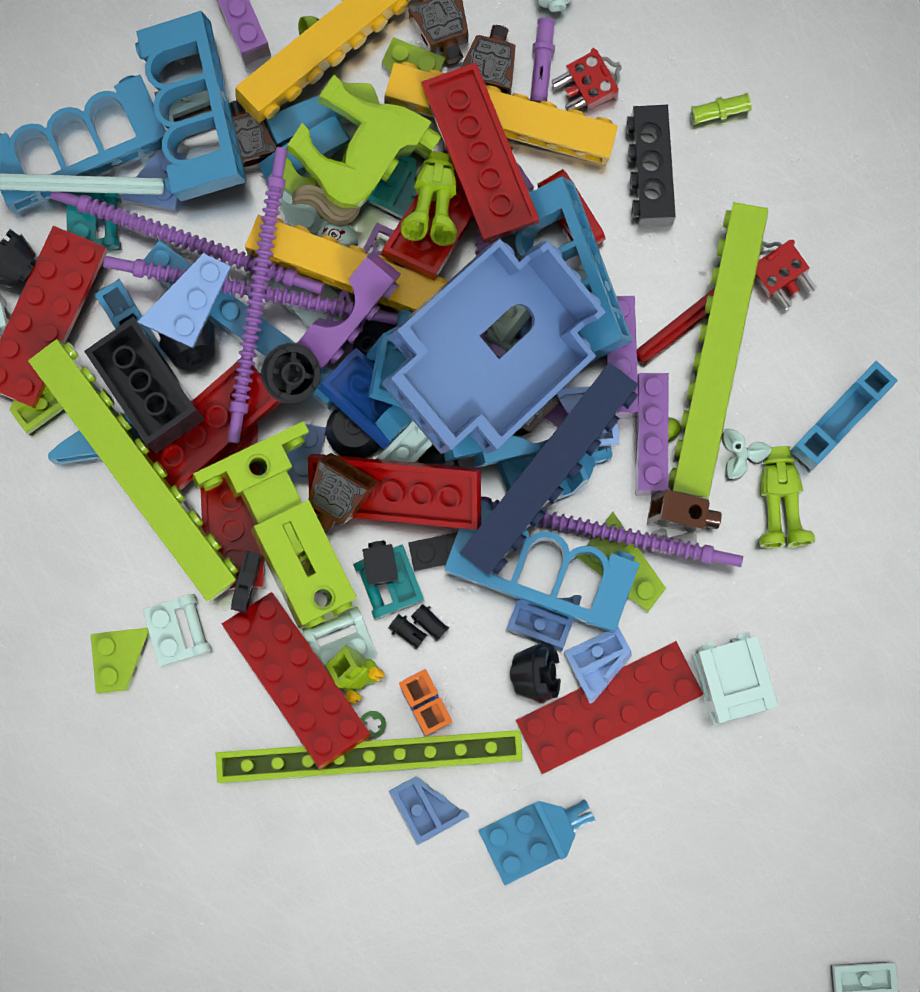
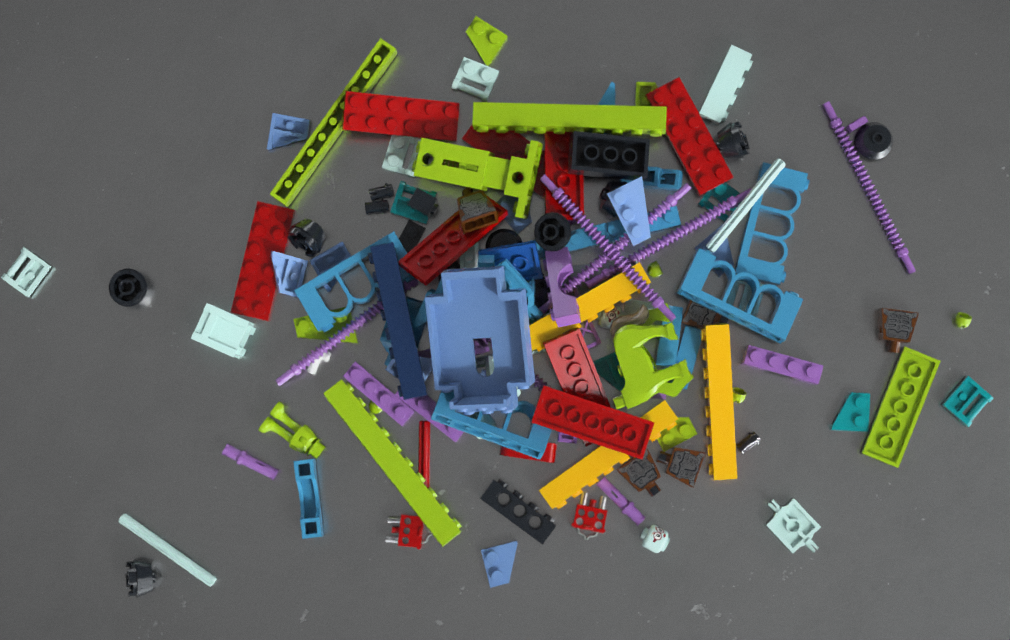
camera: 130 degrees right, 5 degrees up
(238, 234) = (654, 269): none -> lime hinge
(246, 581) = (469, 130): black piece -> none
(352, 672) = (382, 148): lime piece -> none
(375, 715) = (353, 143): bright green bush -> none
(425, 702) = (334, 169): orange hips -> none
(437, 184) = (594, 385): lime piece -> none
(533, 837) = (231, 172): dark azure plate -> none
(672, 511) = (331, 370): reddish brown torso -> none
(721, 108) = (520, 573): lime pin -> none
(728, 142) = (499, 562): none -> medium blue wing
(735, 443) = (330, 426): light aqua plant -> none
(780, 843) = (127, 287): none -> black cone
(859, 523) = (249, 461): none -> medium lavender pin

